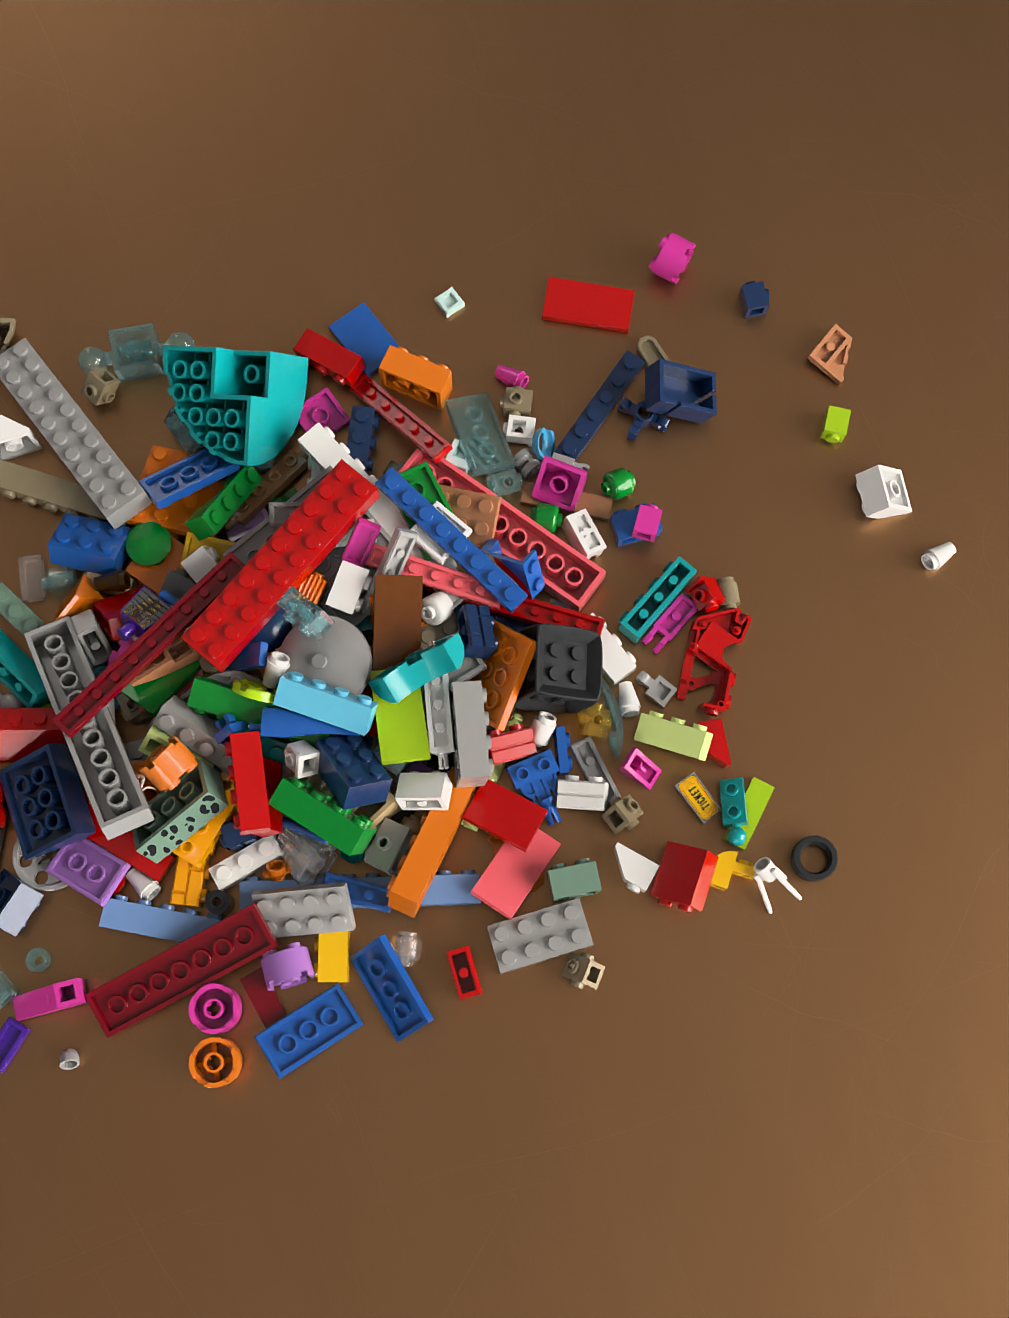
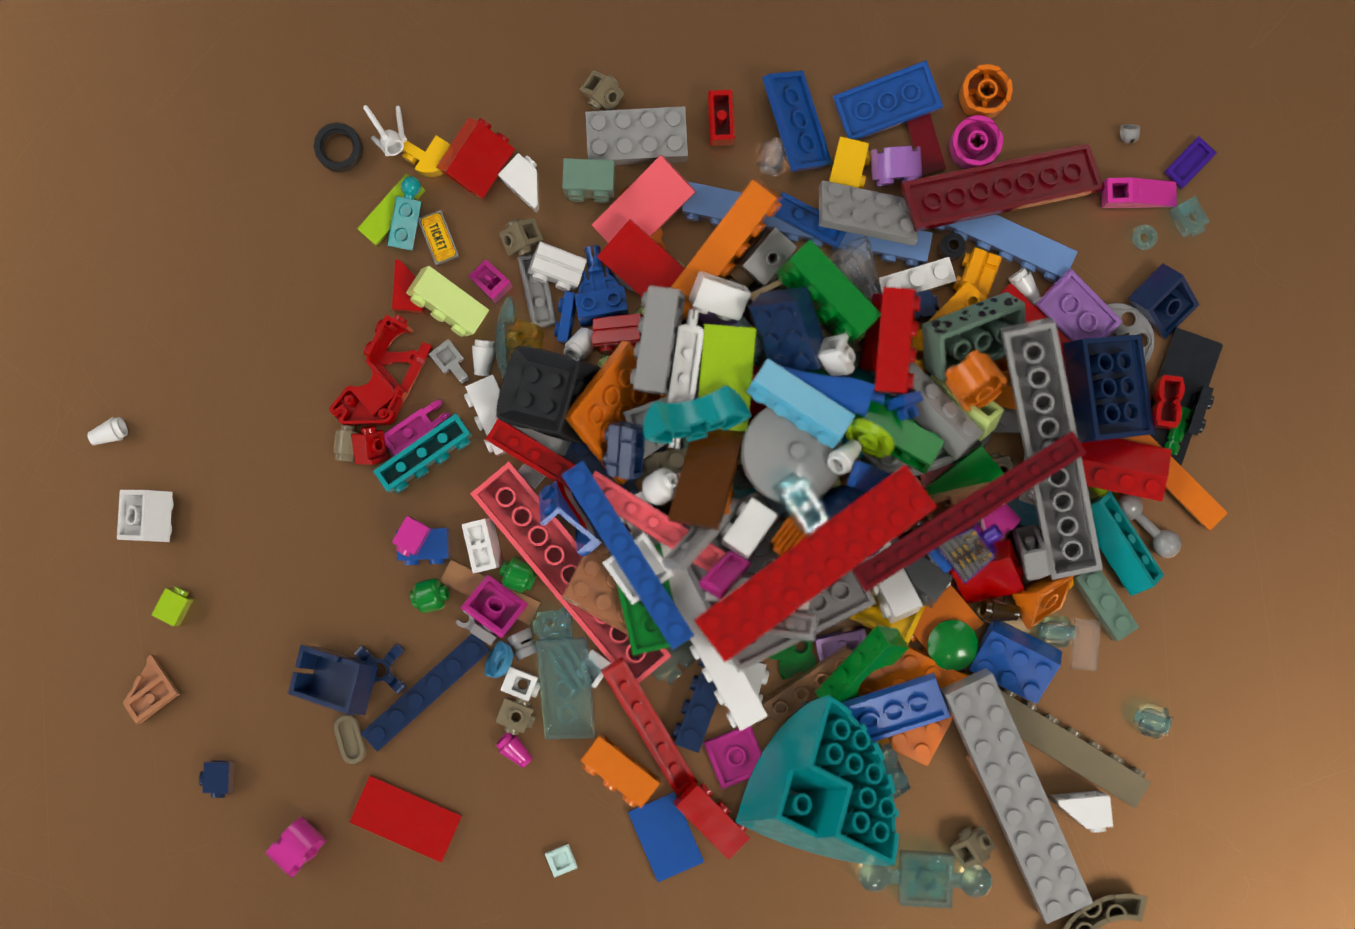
camera: 165 degrees left, 10 degrees up
(275, 870) = (888, 267): orange plate -> none

